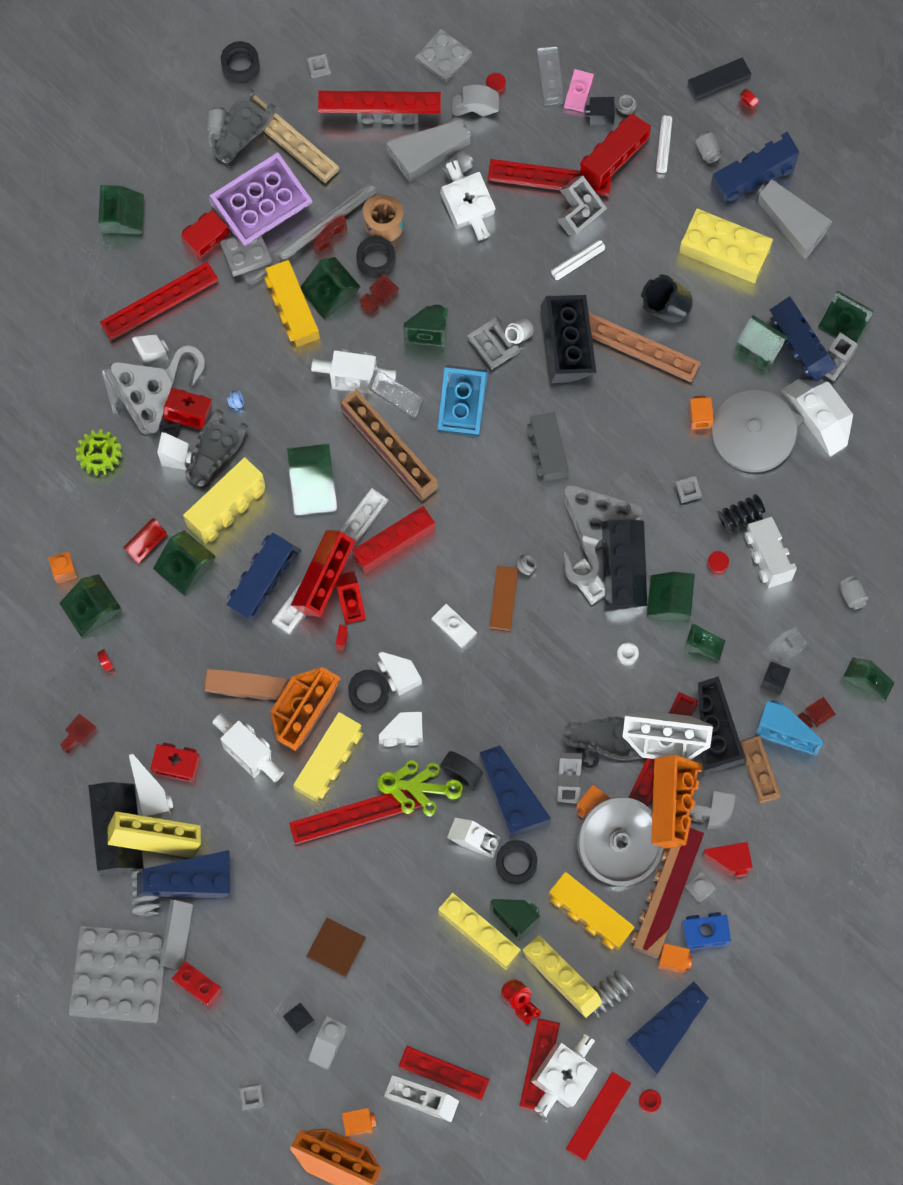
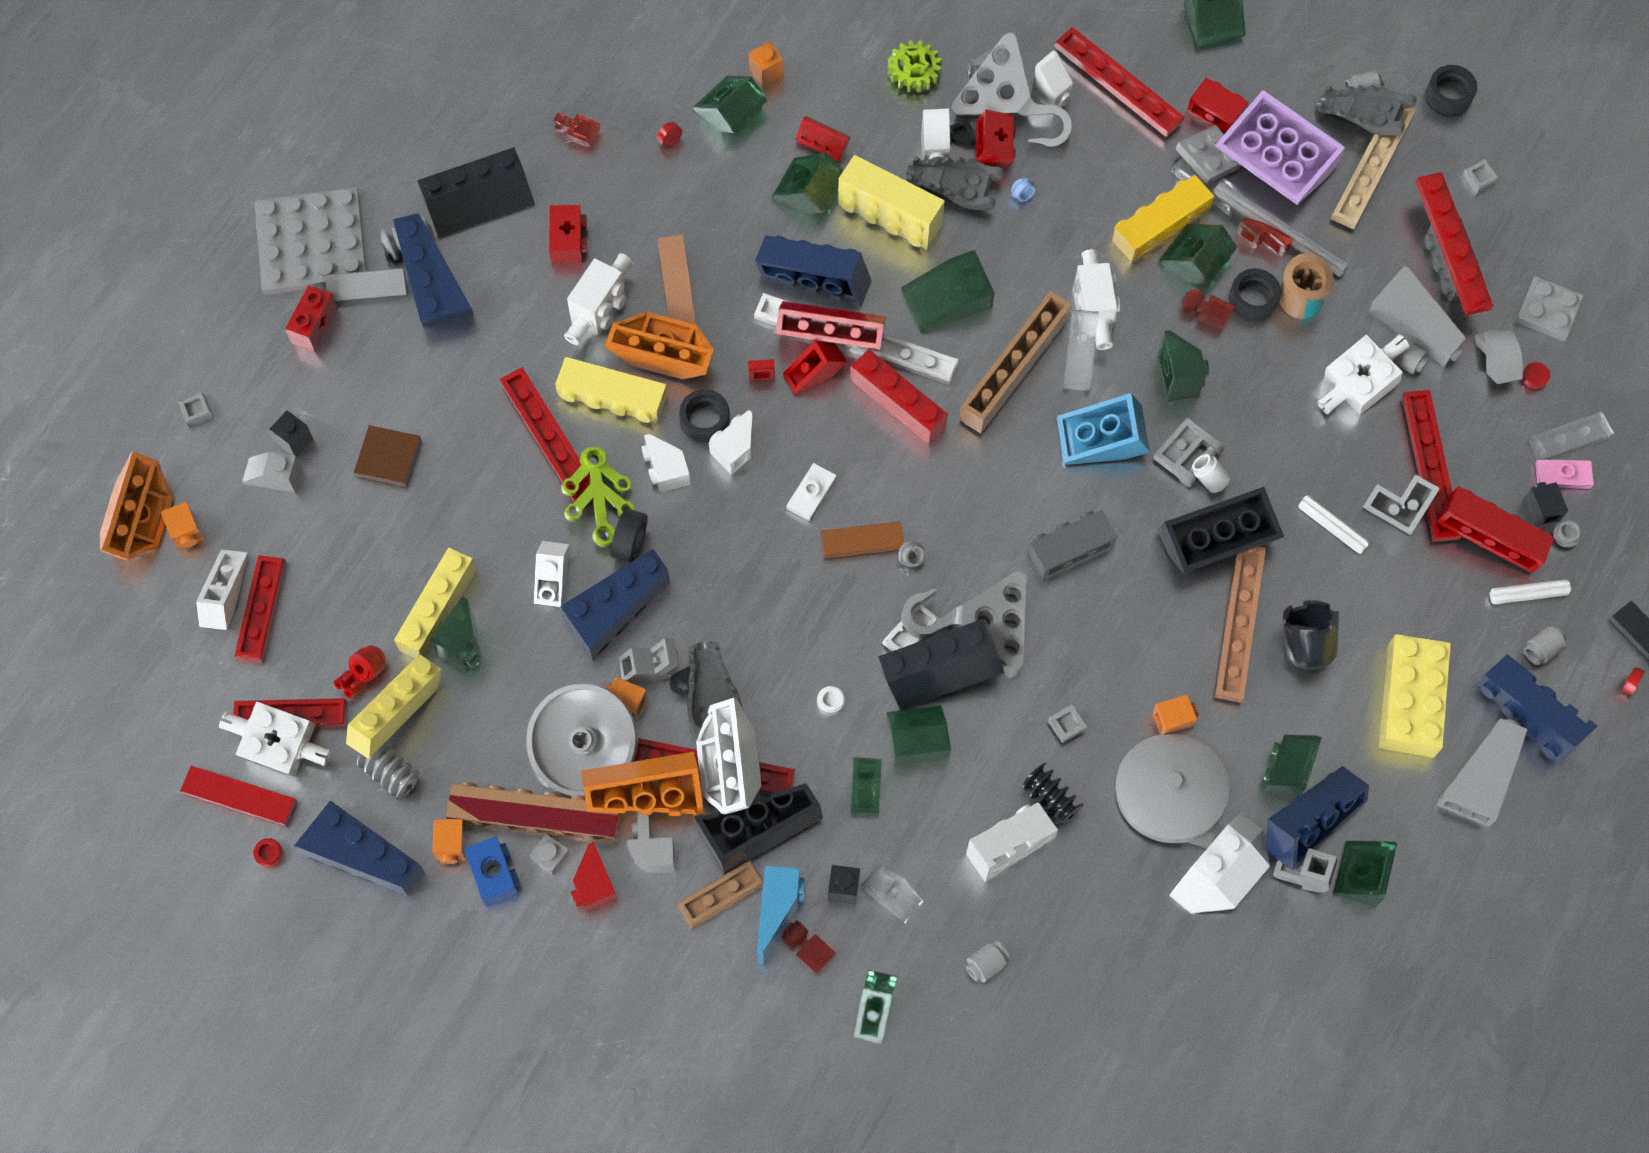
camera: 75 degrees right, 5 degrees down
(151, 795) = (523, 218): white slope -> none
(154, 835) = (469, 224): light yellow brick -> none
(520, 845) = (532, 608): black tyre -> none
(591, 911) = (488, 728): yellow brick -> none
(718, 562) = (981, 783): red tile -> none

